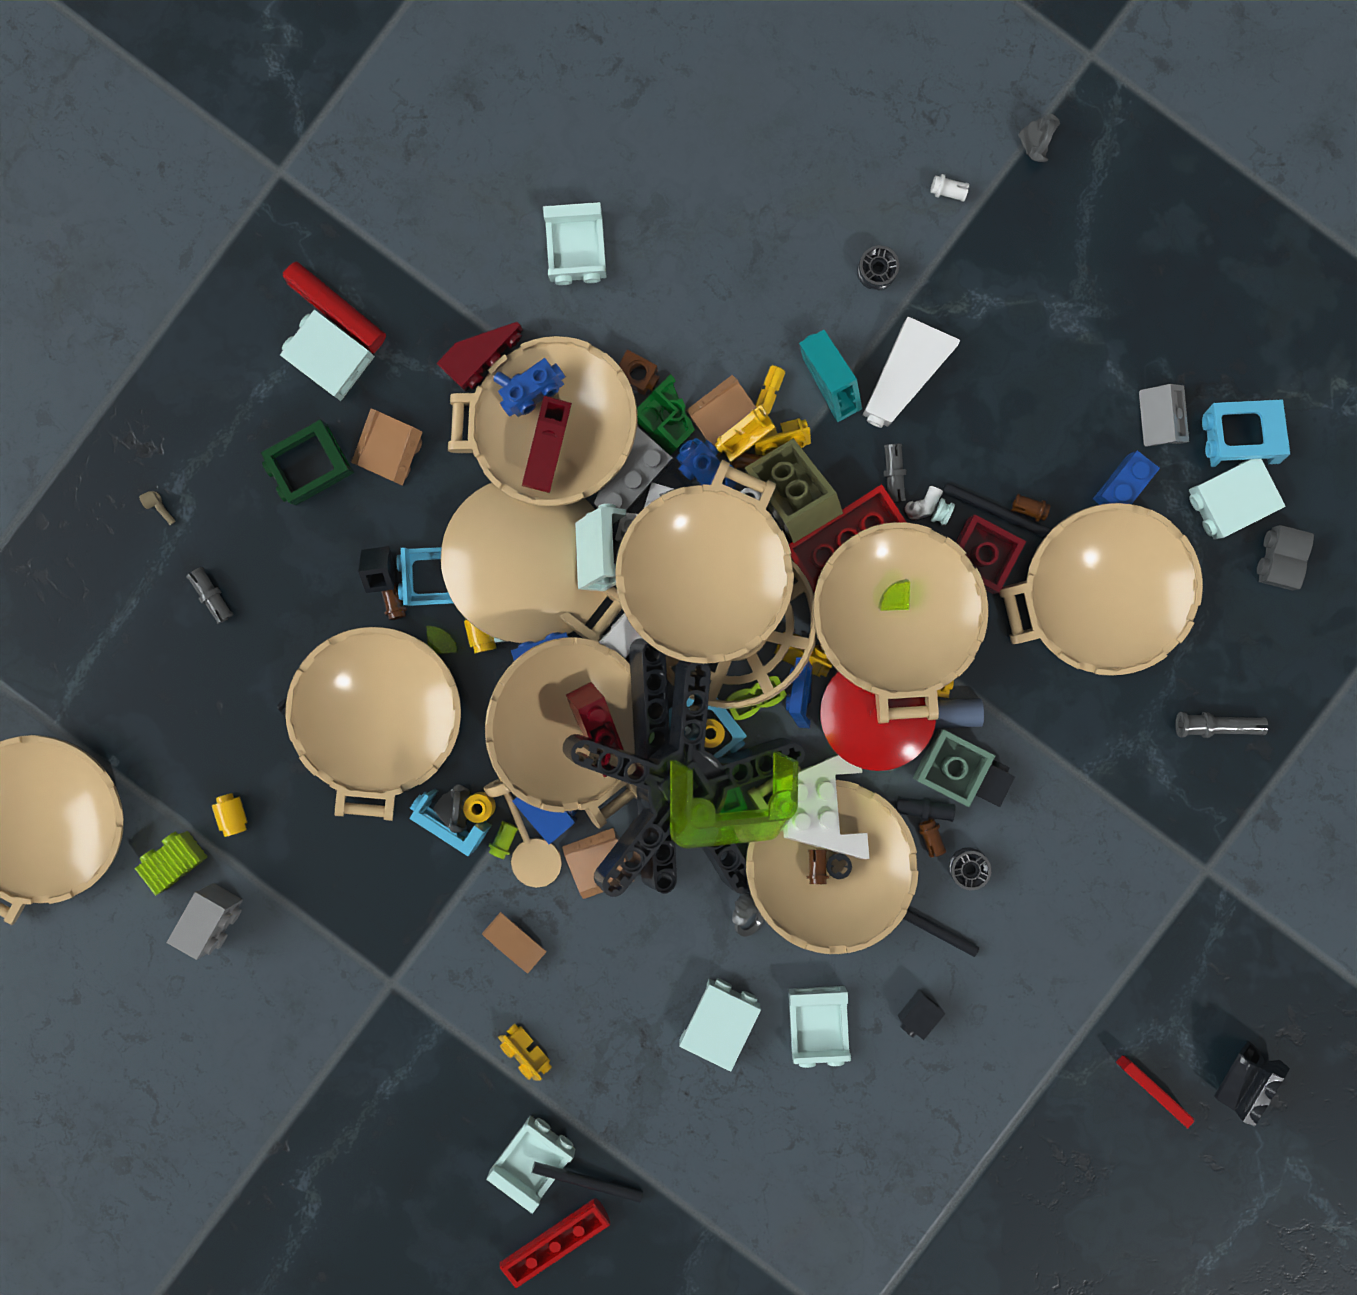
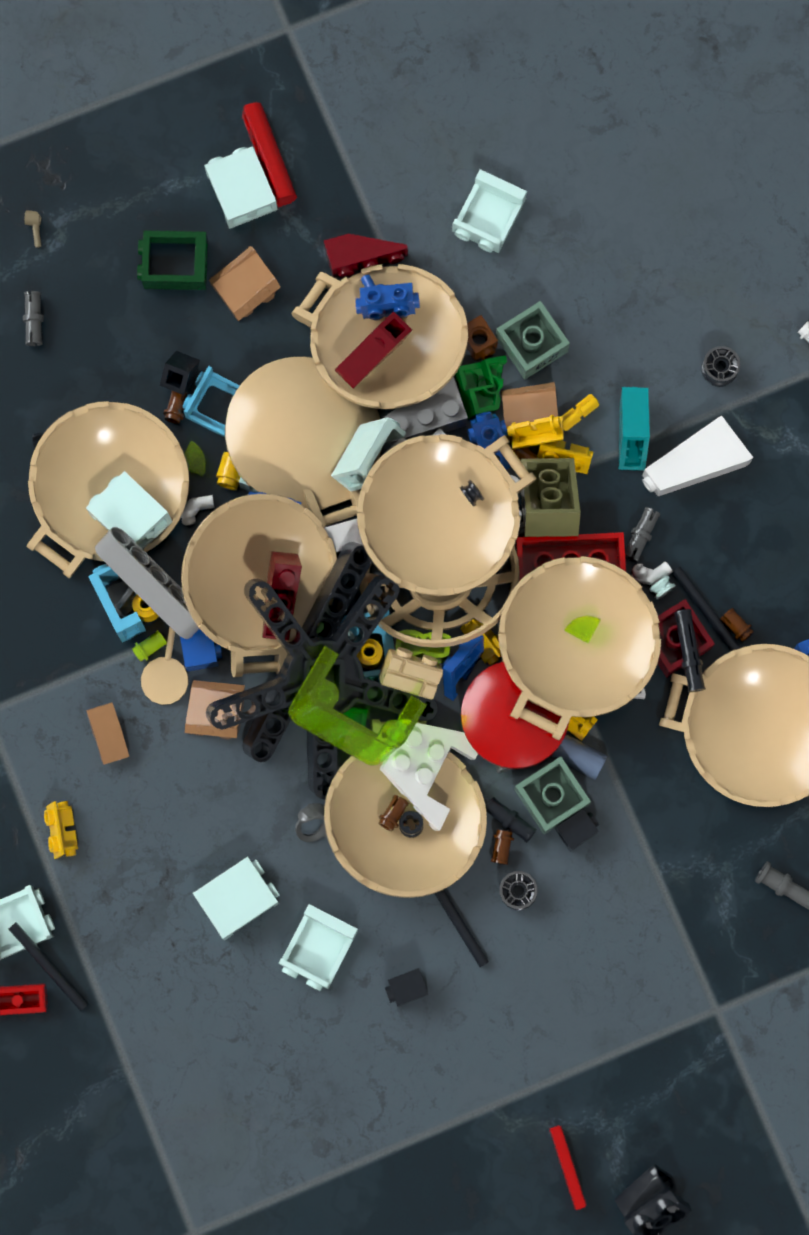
camera: 30 degrees right, 10 degrees down
(410, 733) = (131, 509): none -> light aqua panel
(463, 790) = (146, 580): none -> light grey beam
(466, 686) = (193, 506): none -> white arm
(688, 345) = (532, 340): none -> sand green brick
(724, 534) = (472, 493): none -> black bush
(761, 733) = (411, 673): none -> tan brick
(1008, 562) = (688, 643): none -> black pin

